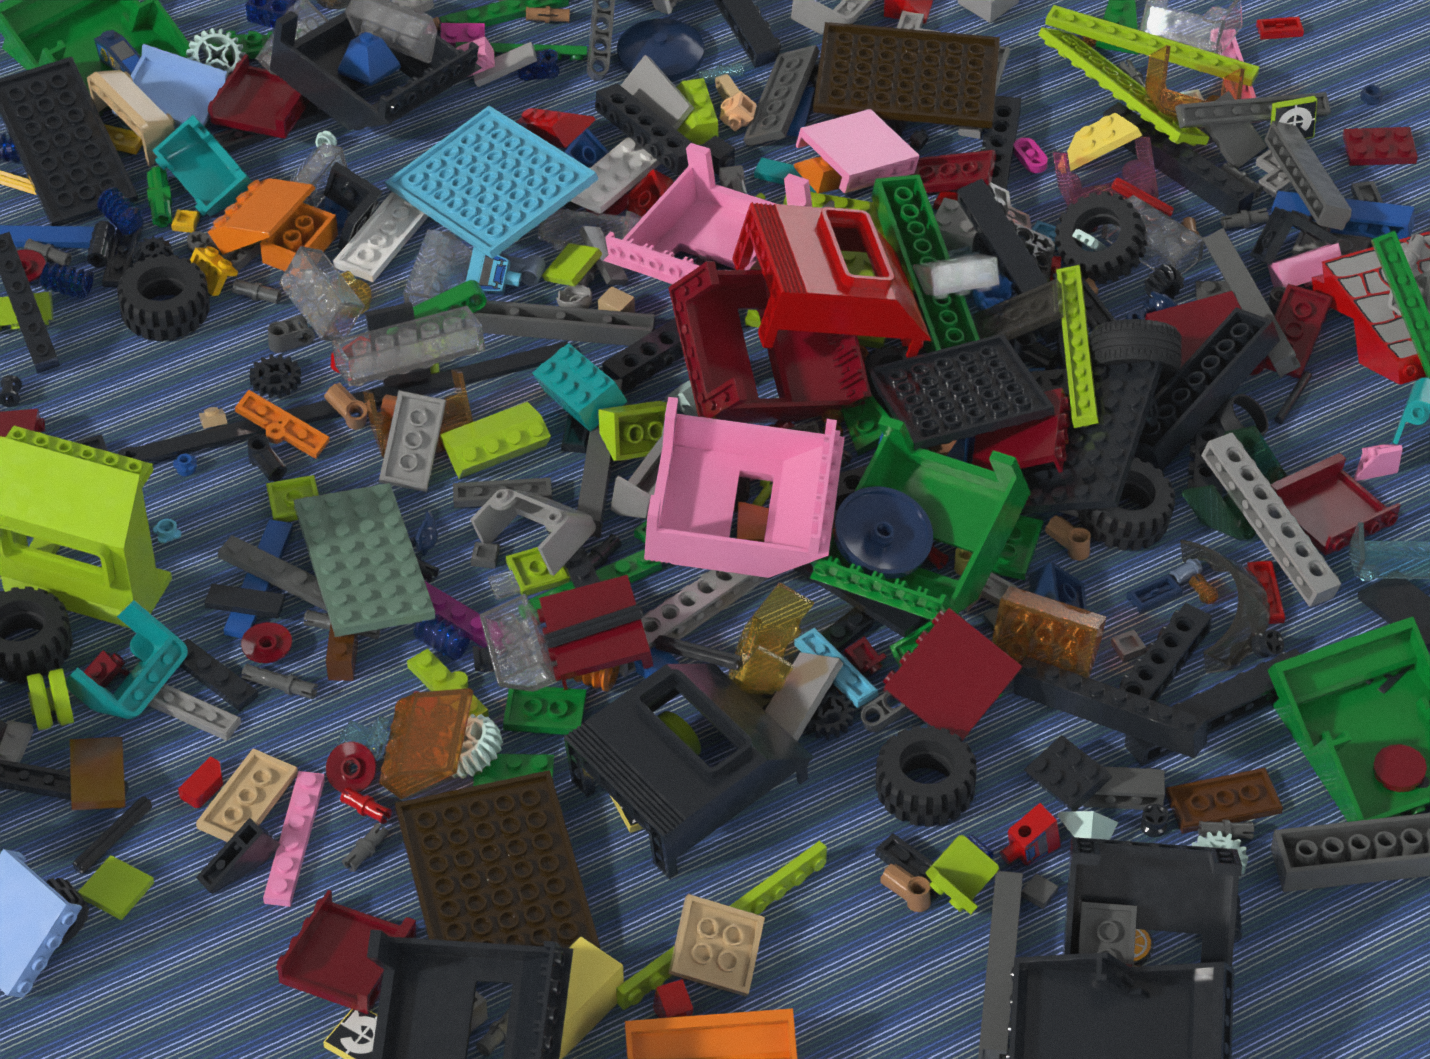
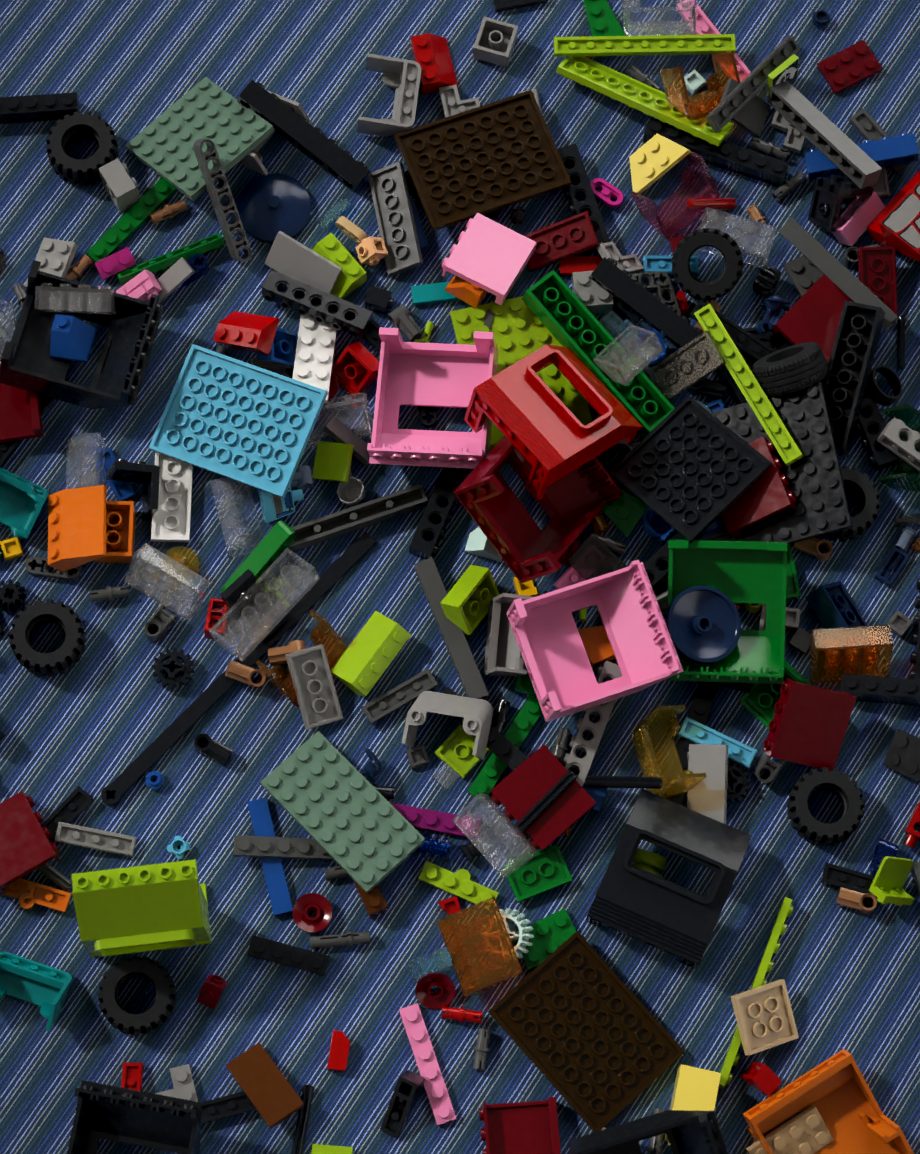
camera: 30 degrees left, 25 degrees up
(49, 699) = (194, 1043): lime wheel -> none
(159, 654) = (246, 987): teal windscreen -> none
(195, 712) = (290, 993): light grey tile -> none
(212, 417) = (150, 729): tan plate -> none
(214, 267) = (64, 589): yellow bracket -> none
(245, 601) = (276, 885): black tile -> none
(247, 795) = (377, 1049): tan plate -> none
(281, 424) = (207, 715): orange hinge -> none
(284, 492) = (249, 772): lime tile -> none
(325, 137) = (73, 420): light aqua plate -> none
(575, 436) = (419, 612): black tile -> none
(578, 386) = (408, 582): teal brick -> none
(616, 300) = (384, 483): tan panel -> none
(656, 599) = (561, 743): none -> dark grey axle
(864, 657) = (730, 722): dark red bracket -> none
(1089, 241) = (702, 275): light aqua tile -> none

